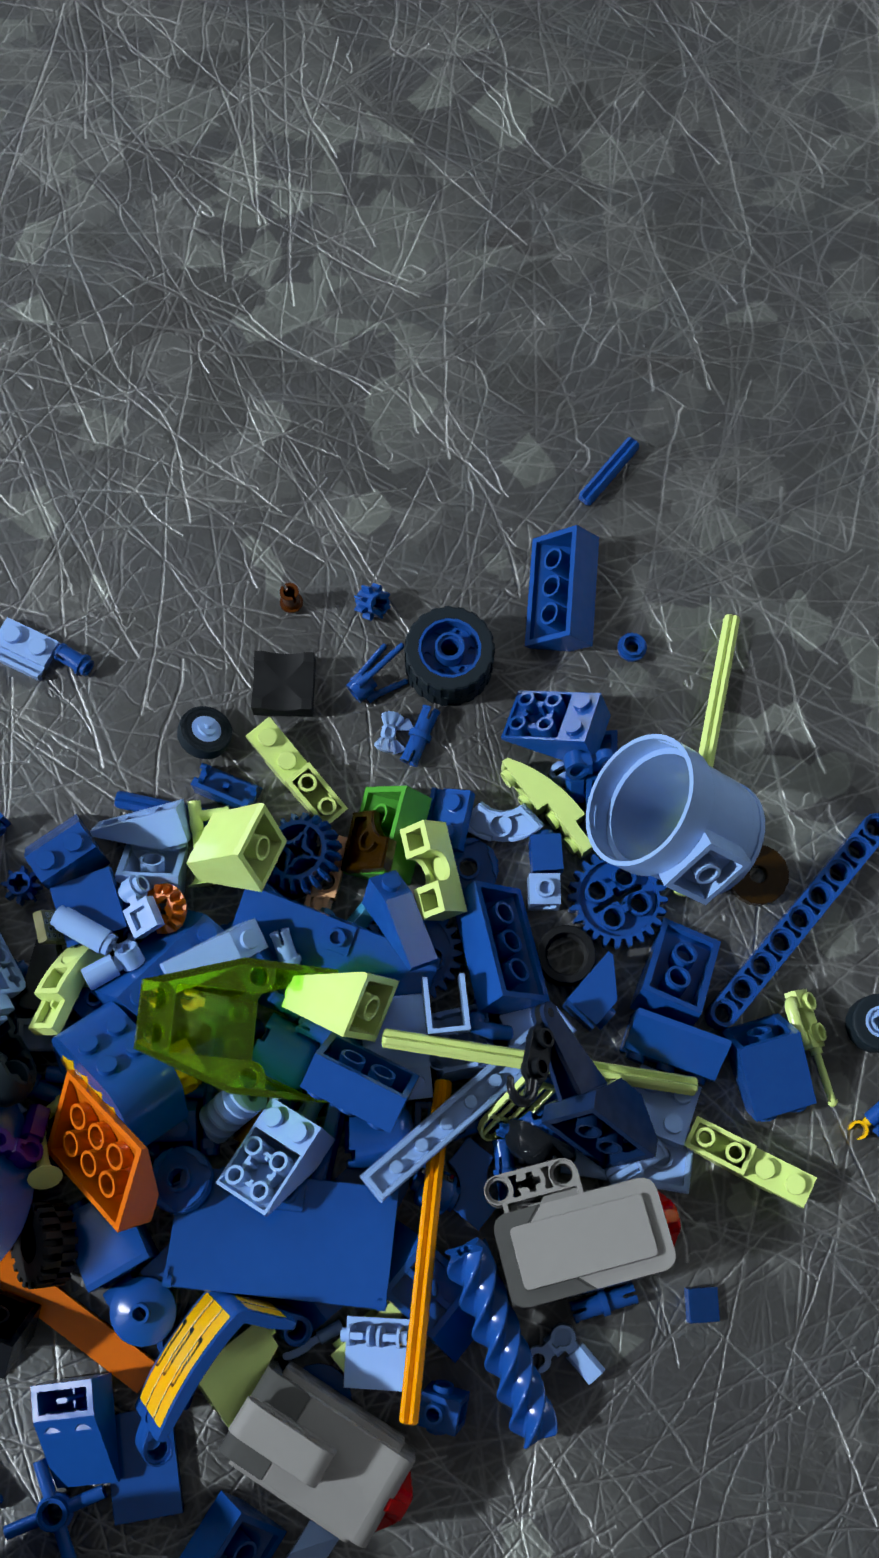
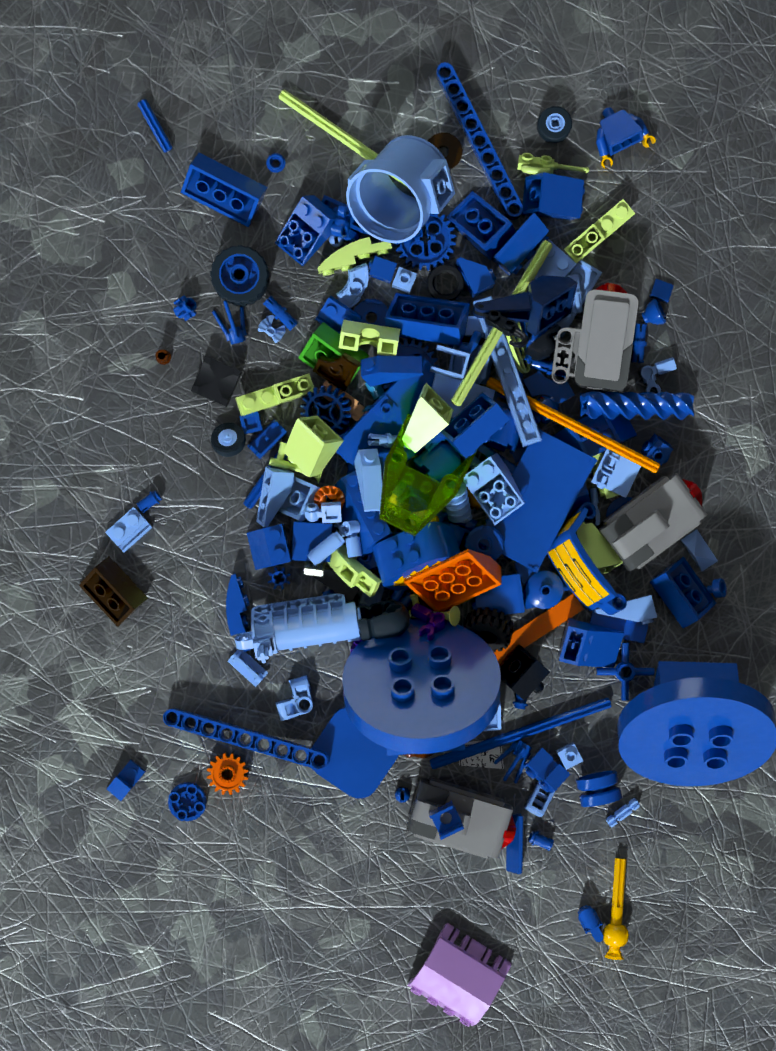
camera: 65 degrees left, 15 degrees up
(163, 1489) = (637, 609): none -> light blue slope
(242, 756) = (251, 423): none -> blue plate
(661, 1308) = (654, 313): none -> blue brick

